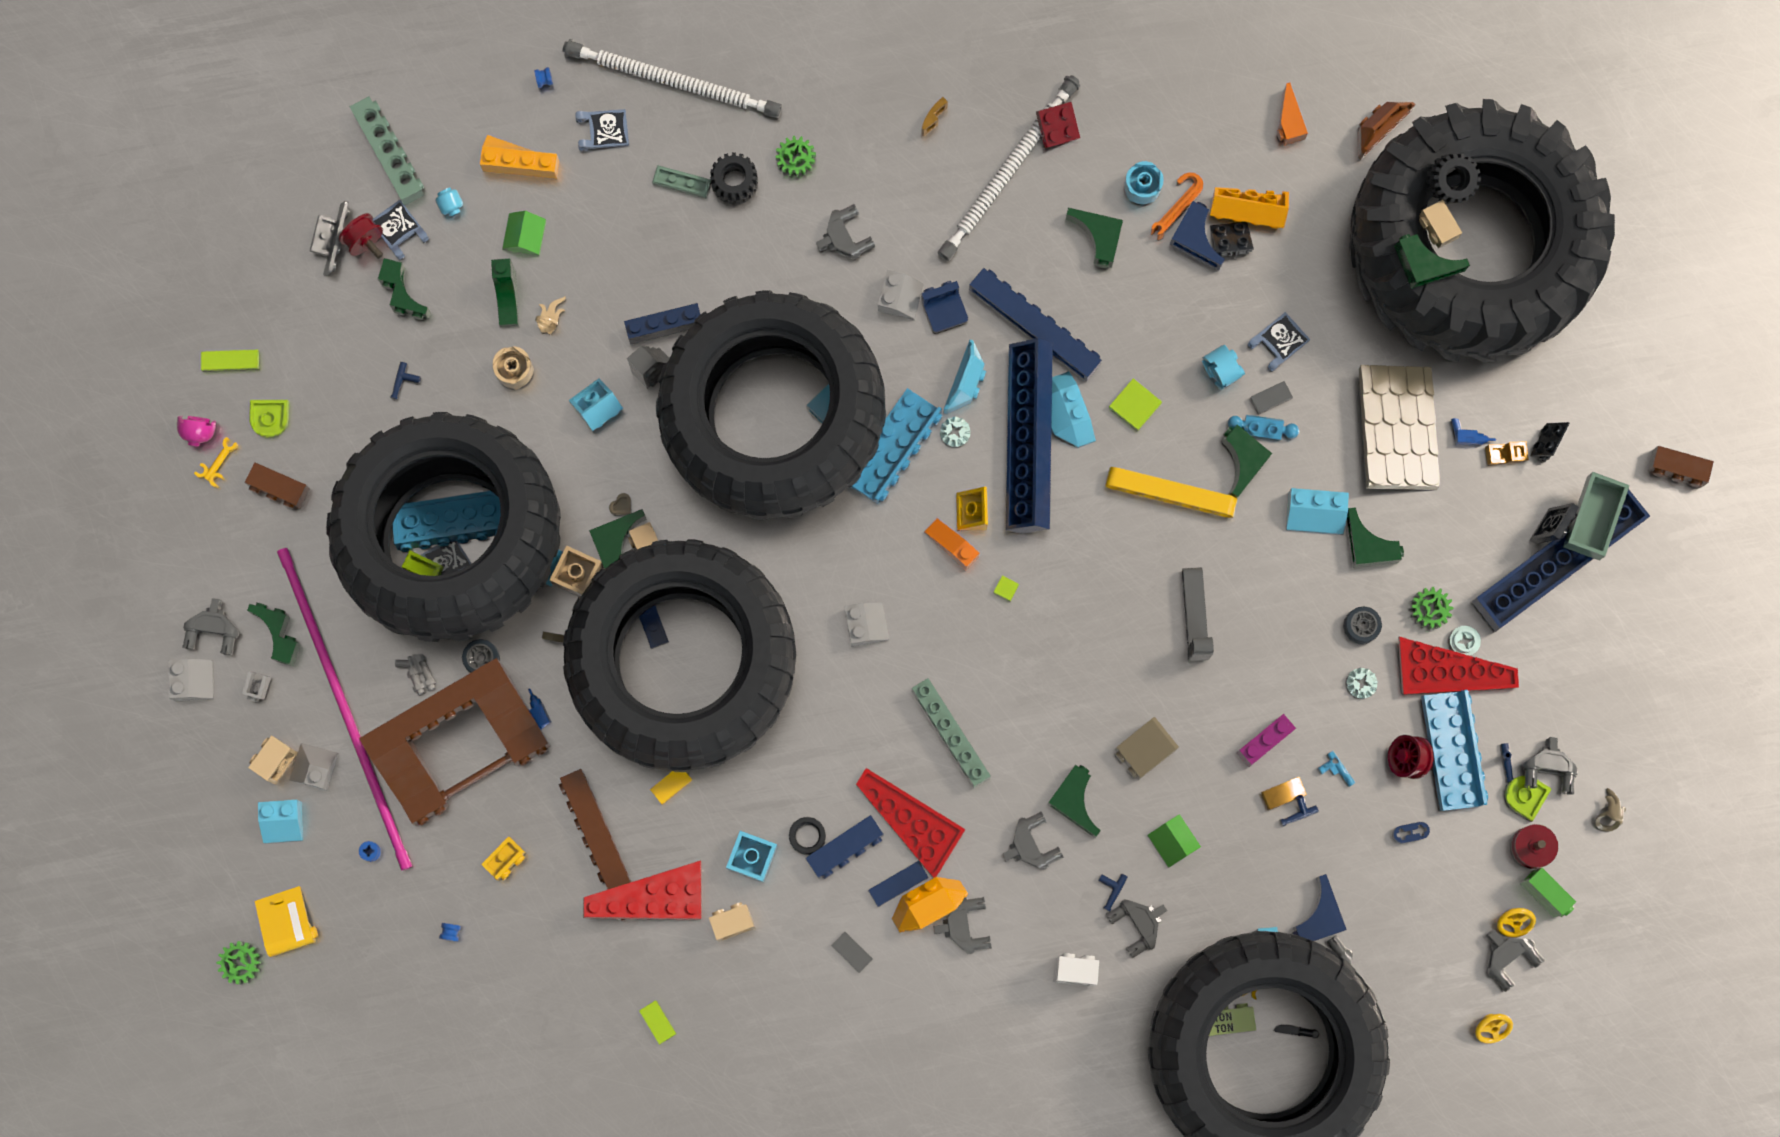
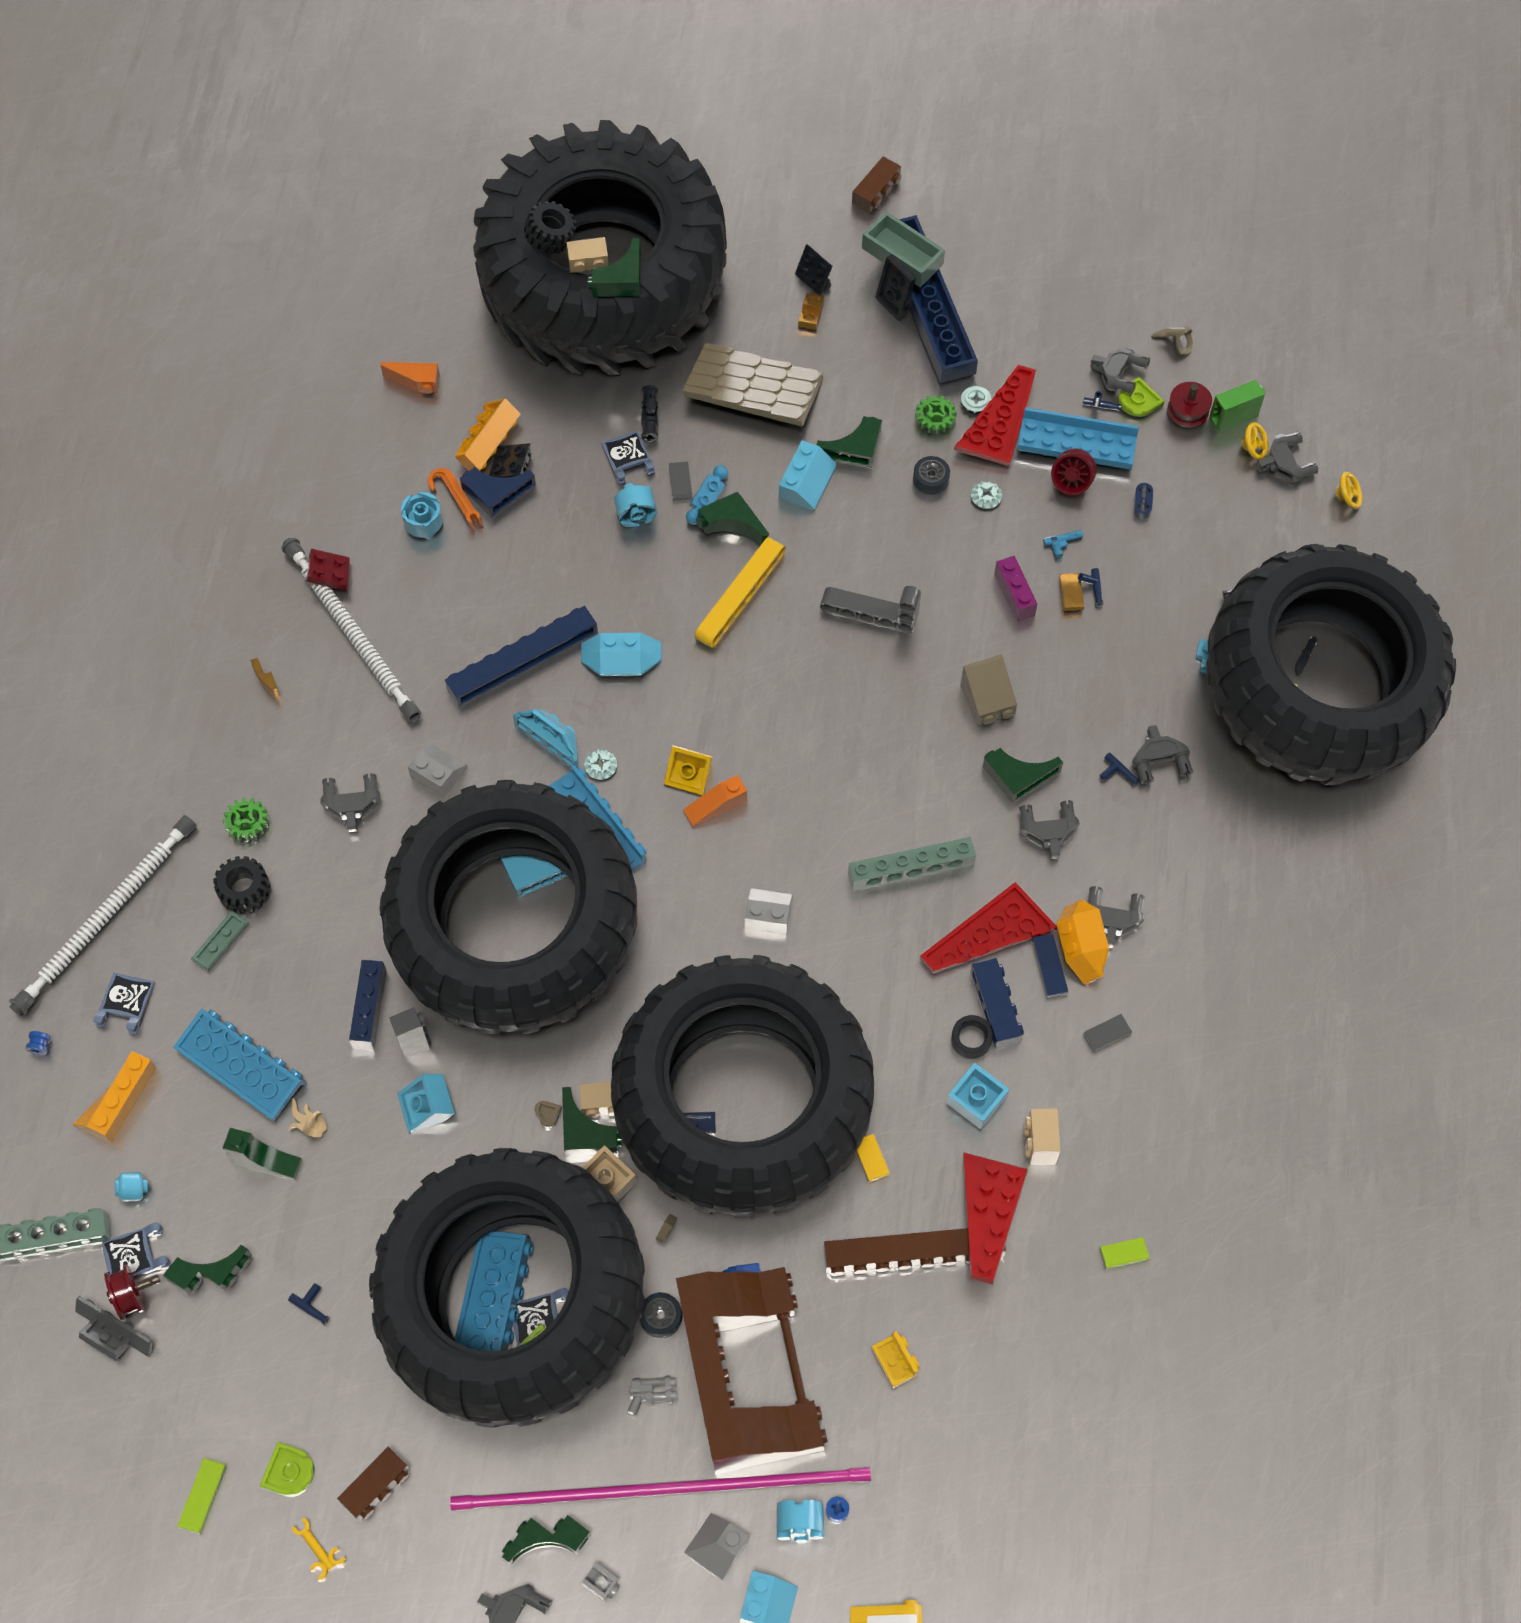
camera: 70 degrees left, 15 degrees down
(195, 429) = (268, 1559): dark pink cylinder -> none
(272, 759) = (695, 1585): tan brick -> none
(348, 824) = (800, 1520): none -> medium azure brick
(450, 932) = (958, 1446): blue wheel -> none
(513, 357) = (348, 1187): tan brick -> none
(524, 233) = (201, 1120): bright green slope -> none
(580, 242) = (239, 1063): none -> dark azure bracket
(944, 306) = (467, 731): dark blue bracket -> none
(1006, 588) = (780, 769): lime tile -> none
(1029, 436) = (635, 692): dark blue brick -> none
(1076, 970) = (1193, 818): white brick -> none
(1102, 231) = (455, 567): dark green arch -> none
(1135, 404) = (639, 596): lime tile -> none
(1174, 841) = (1088, 701): bright green slope -> none
(1326, 916) = (1202, 593): dark blue arch -> none
(1338, 341) = (649, 413): none -> black piece
(1380, 124) = (456, 308): dark orange wedge -> none
(1468, 437) = (783, 335): blue piece -> none

